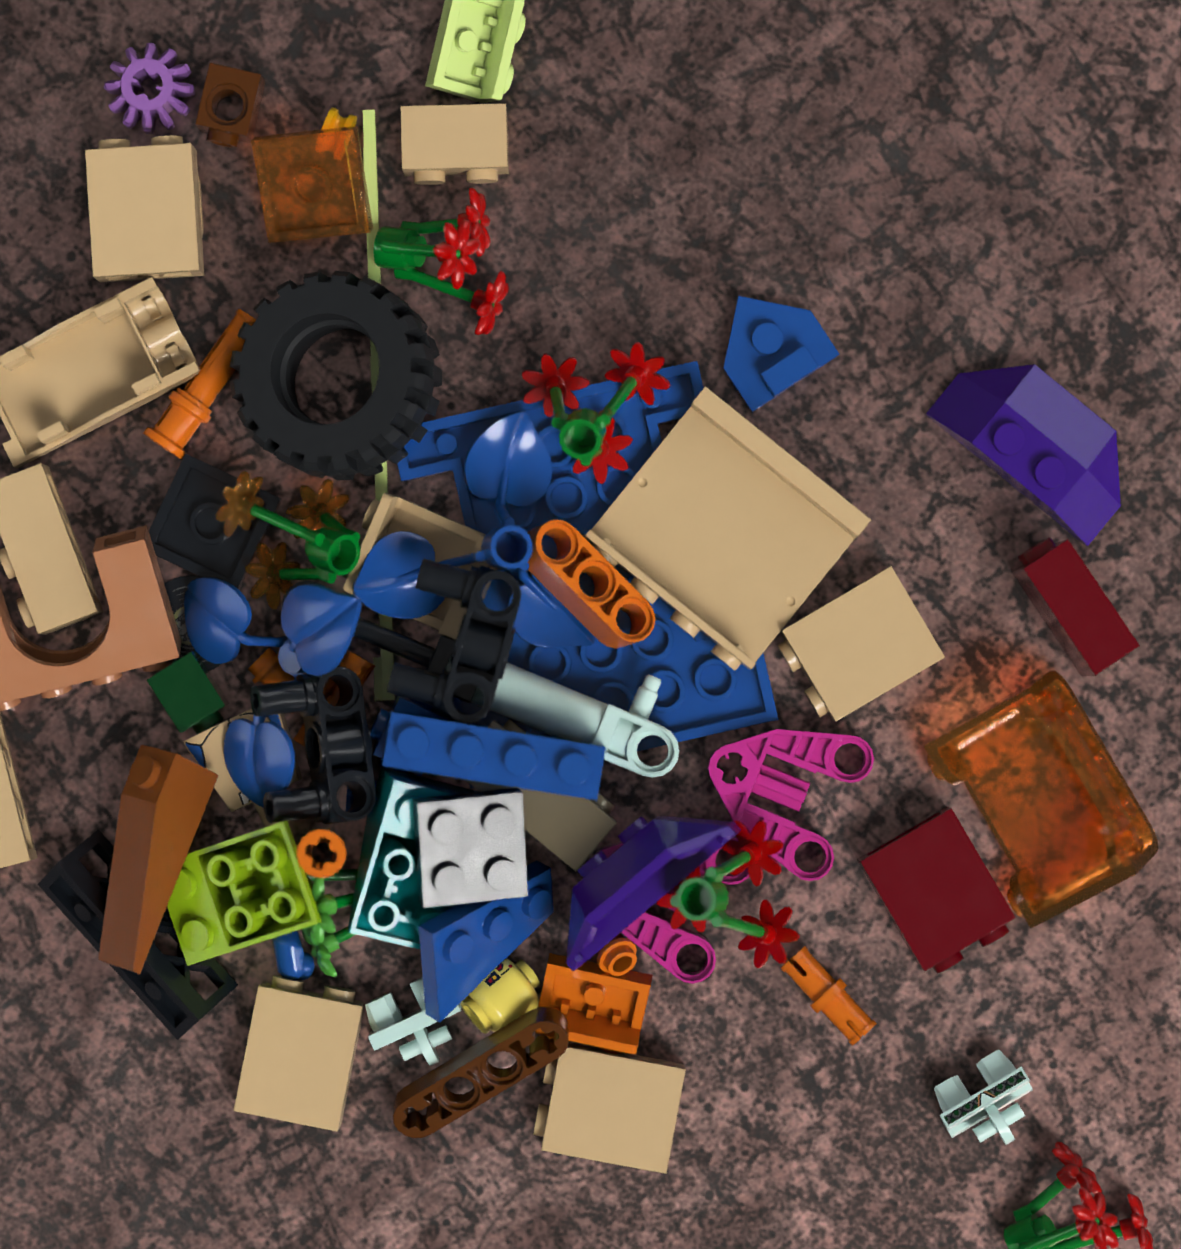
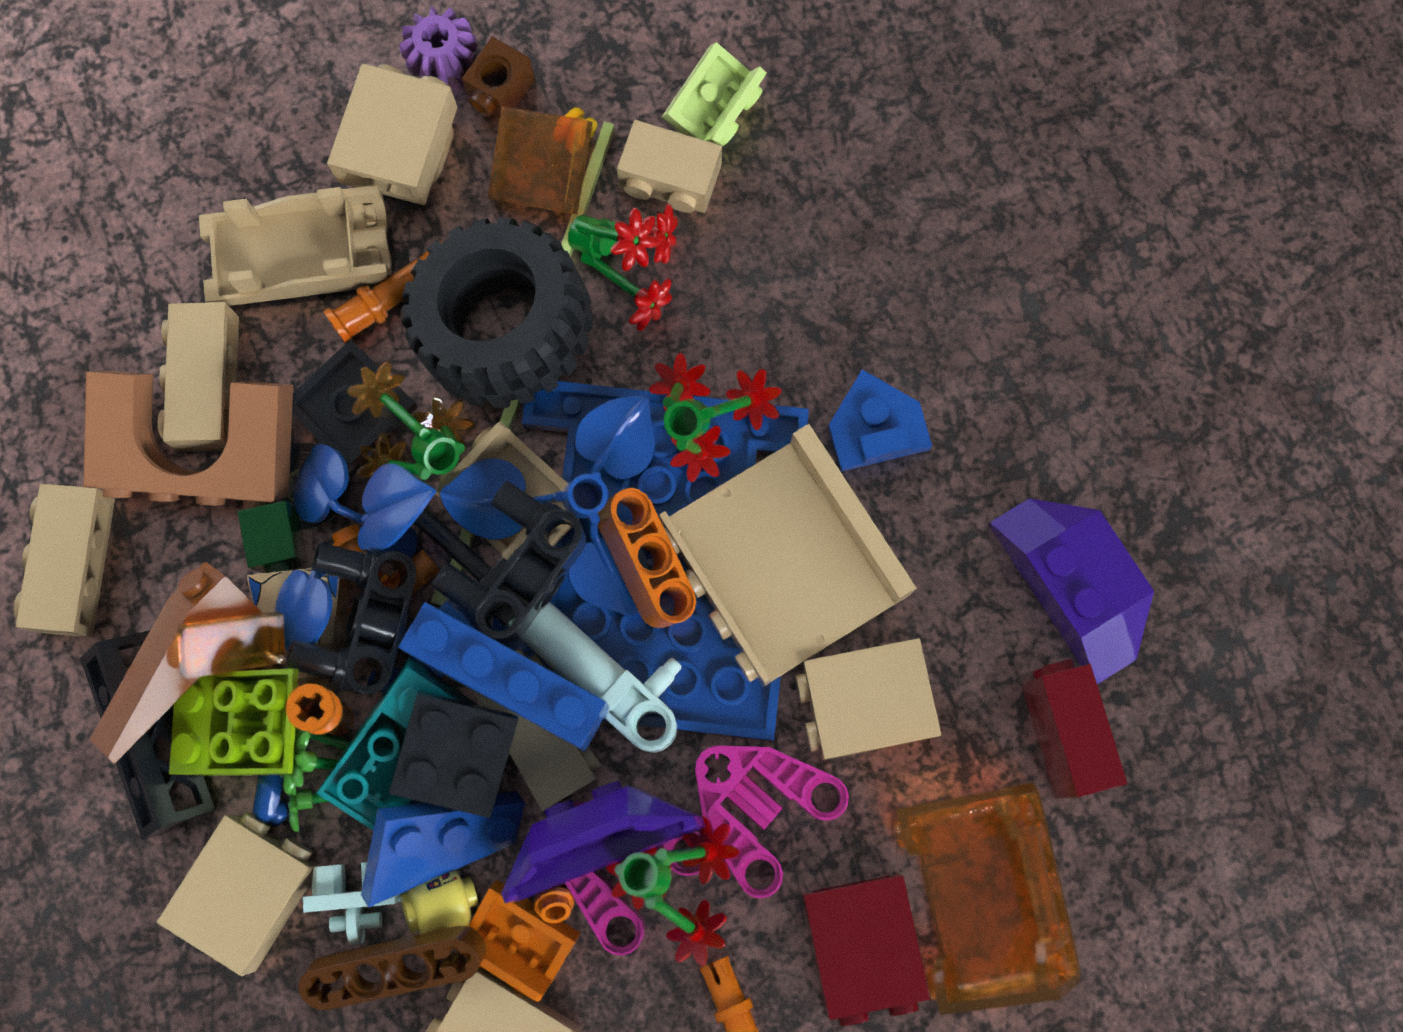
camera: 15 degrees right, 10 degrees down
(206, 817) = (231, 644): none -> clear orange tile

